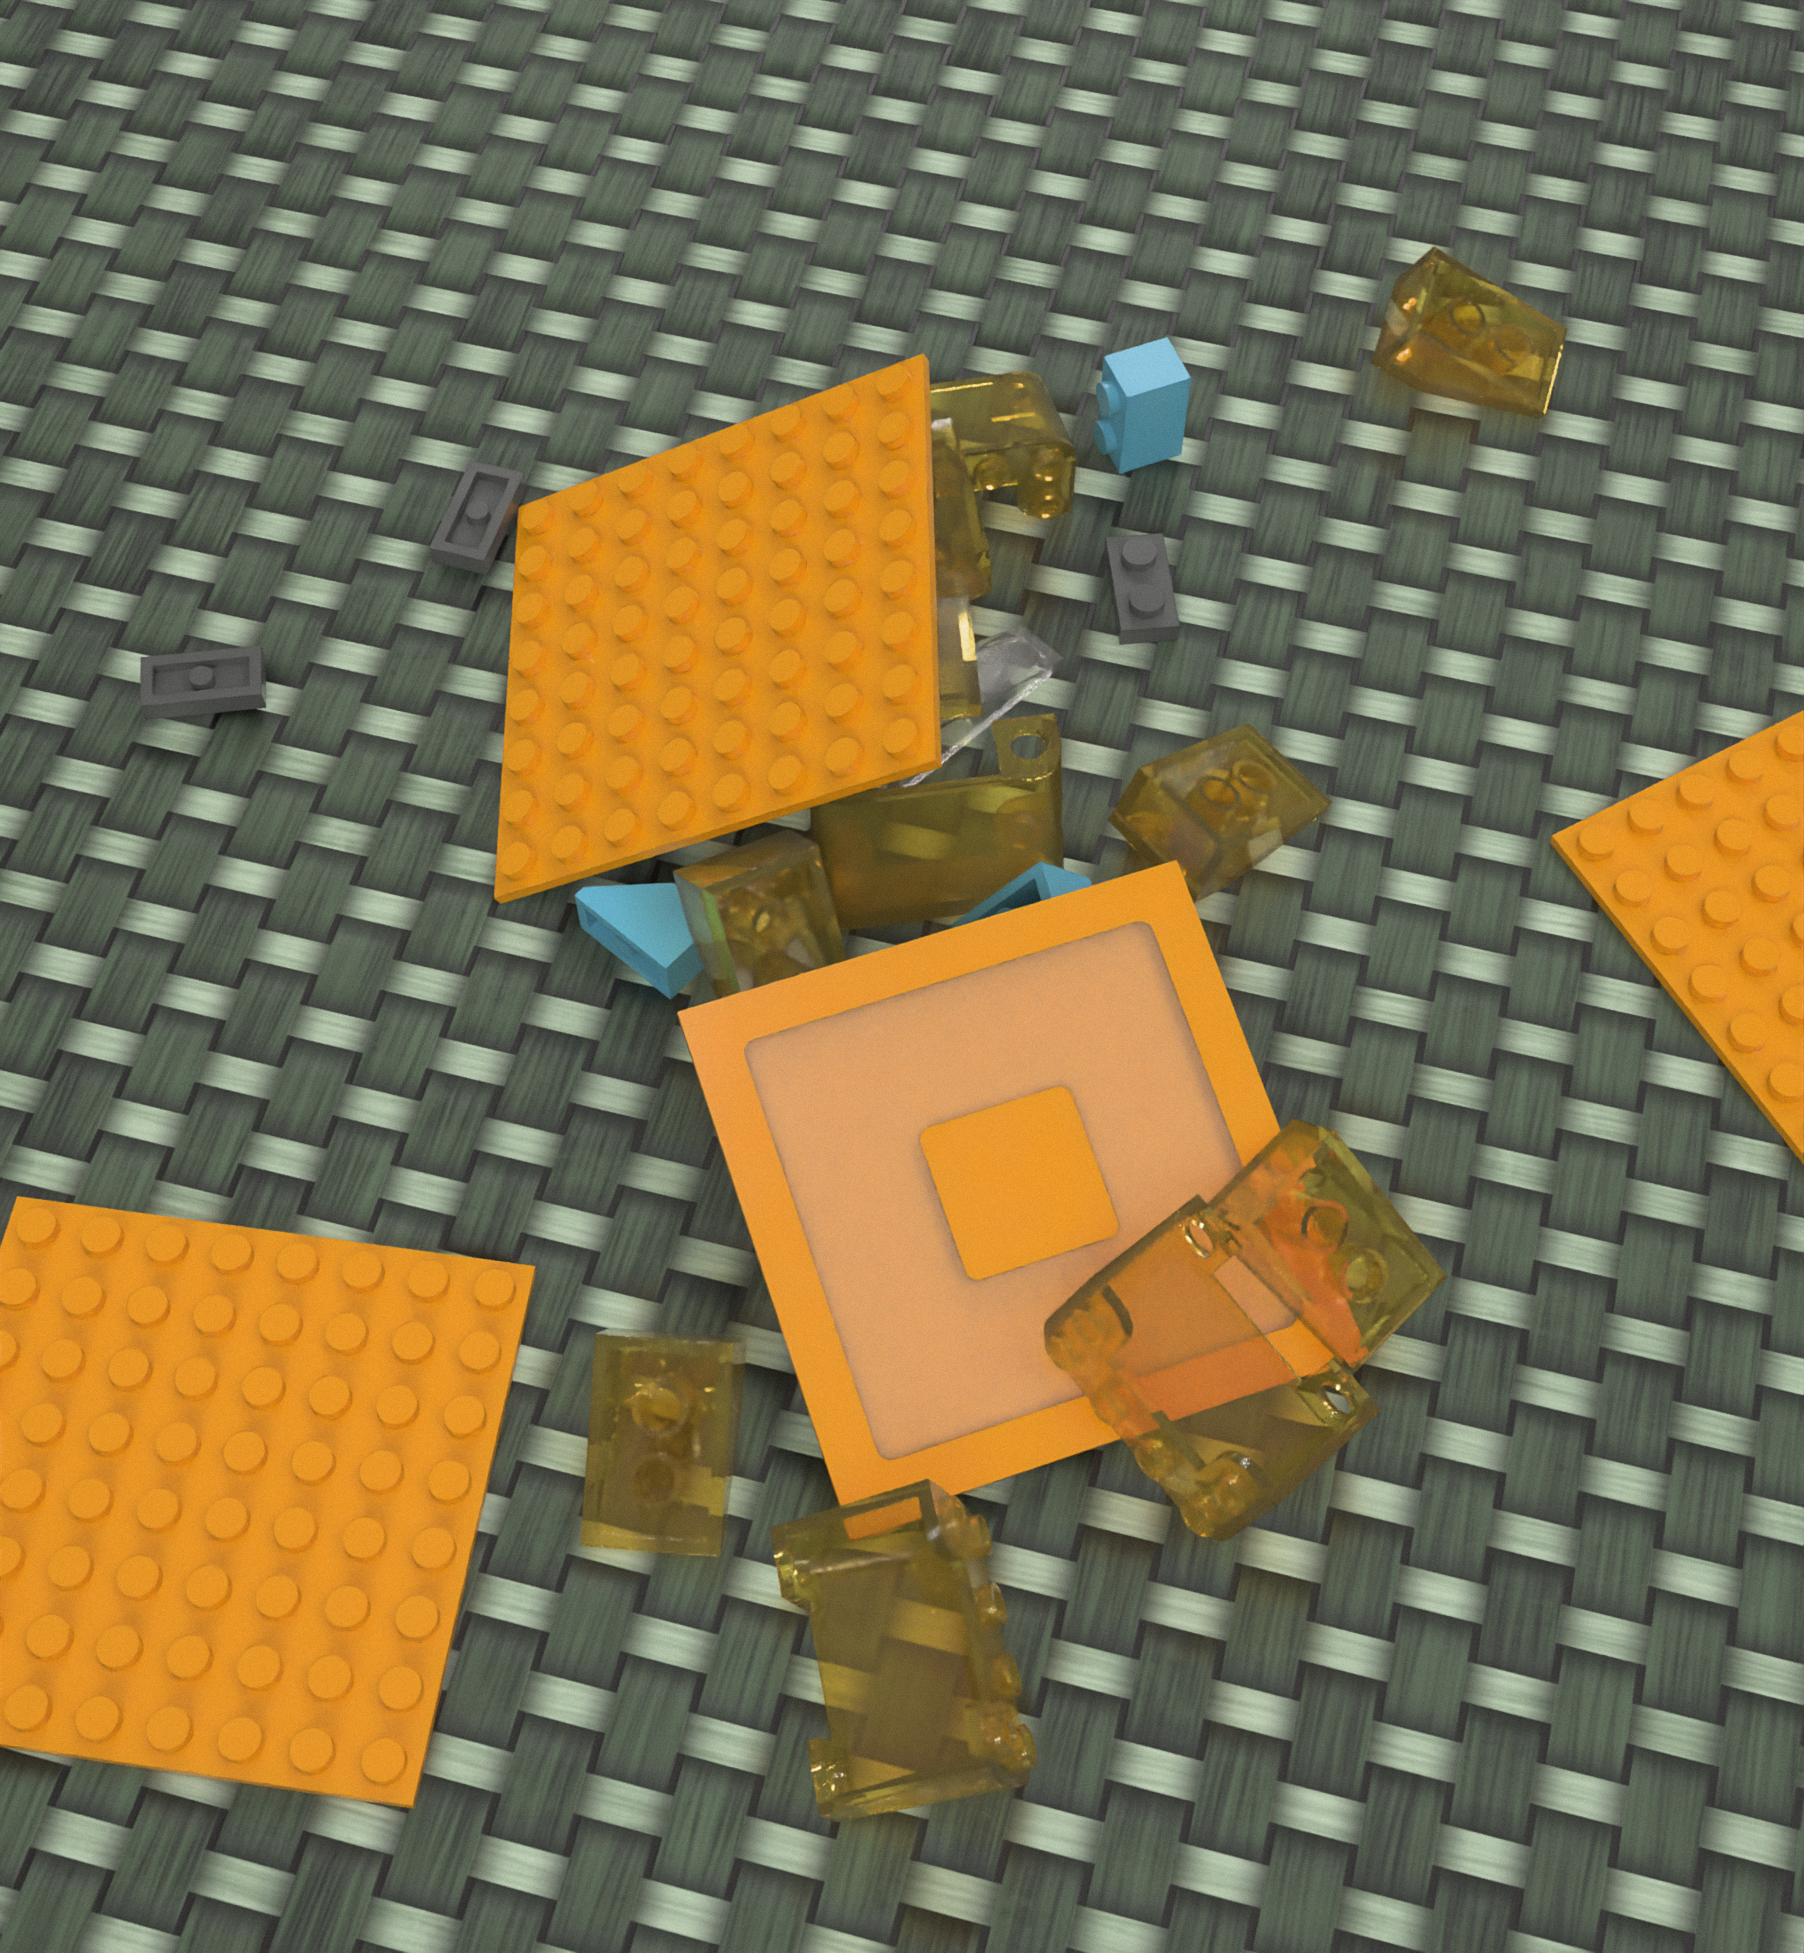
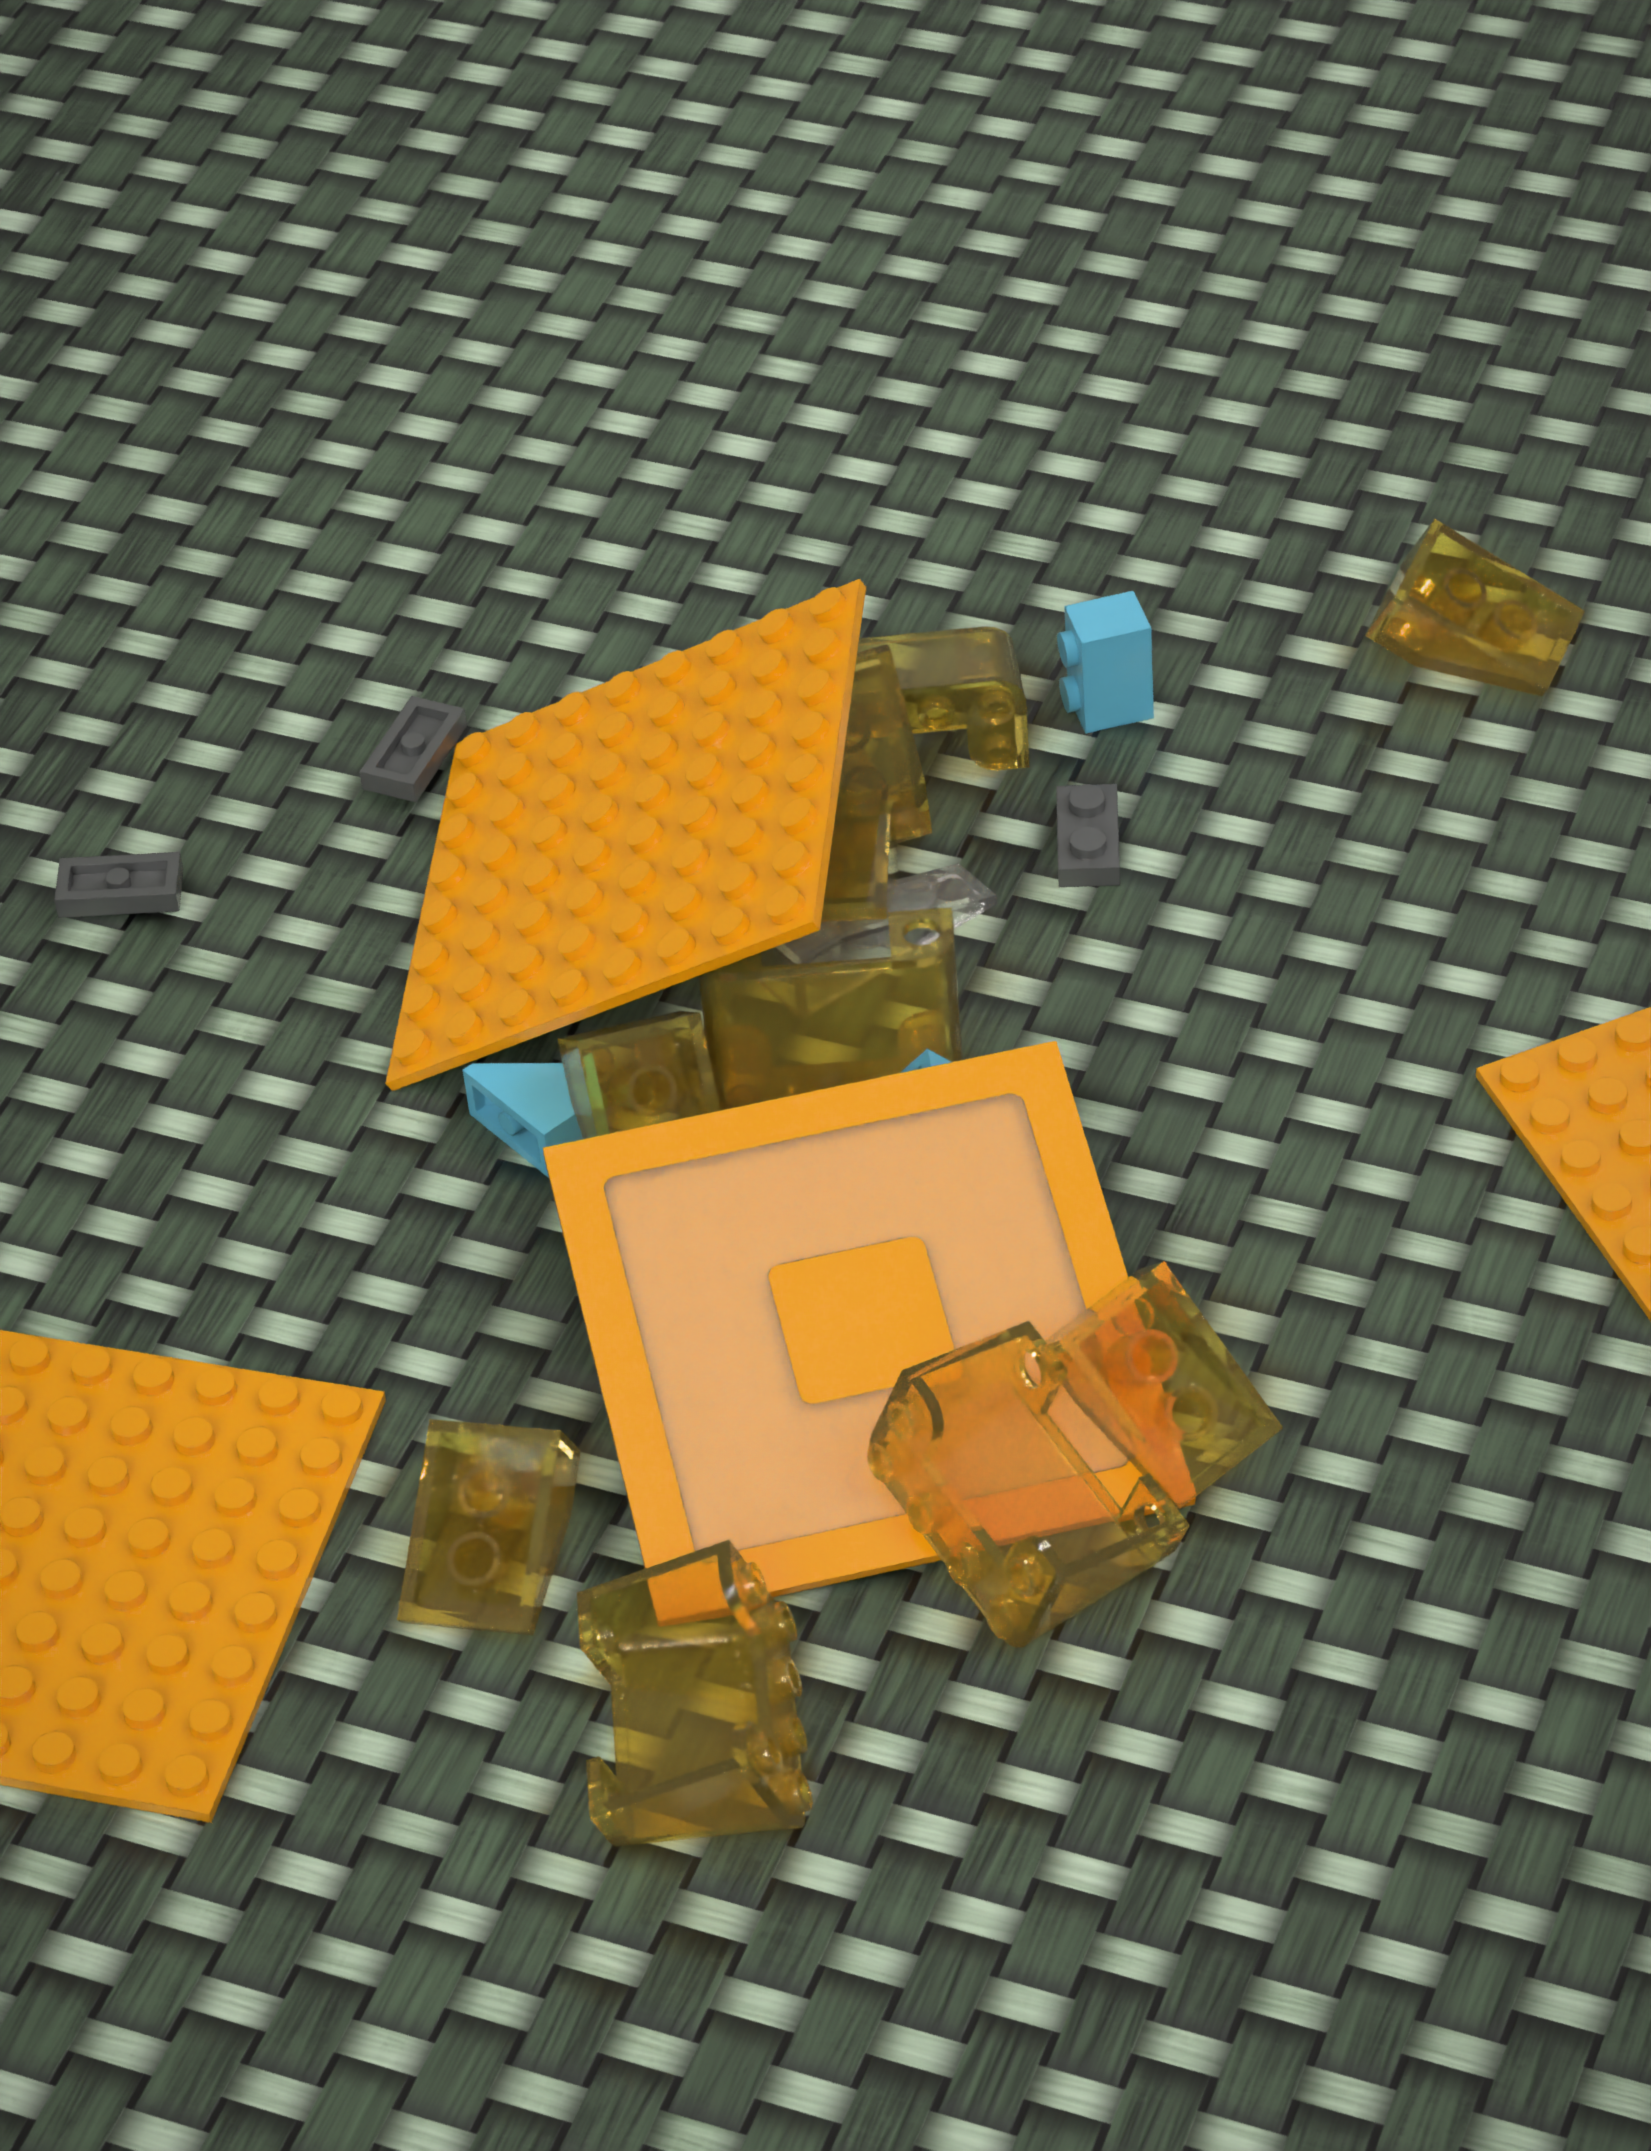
camera: 10 degrees right, 15 degrees down
(1217, 808) = (1128, 1027): clear yellow slope -> none

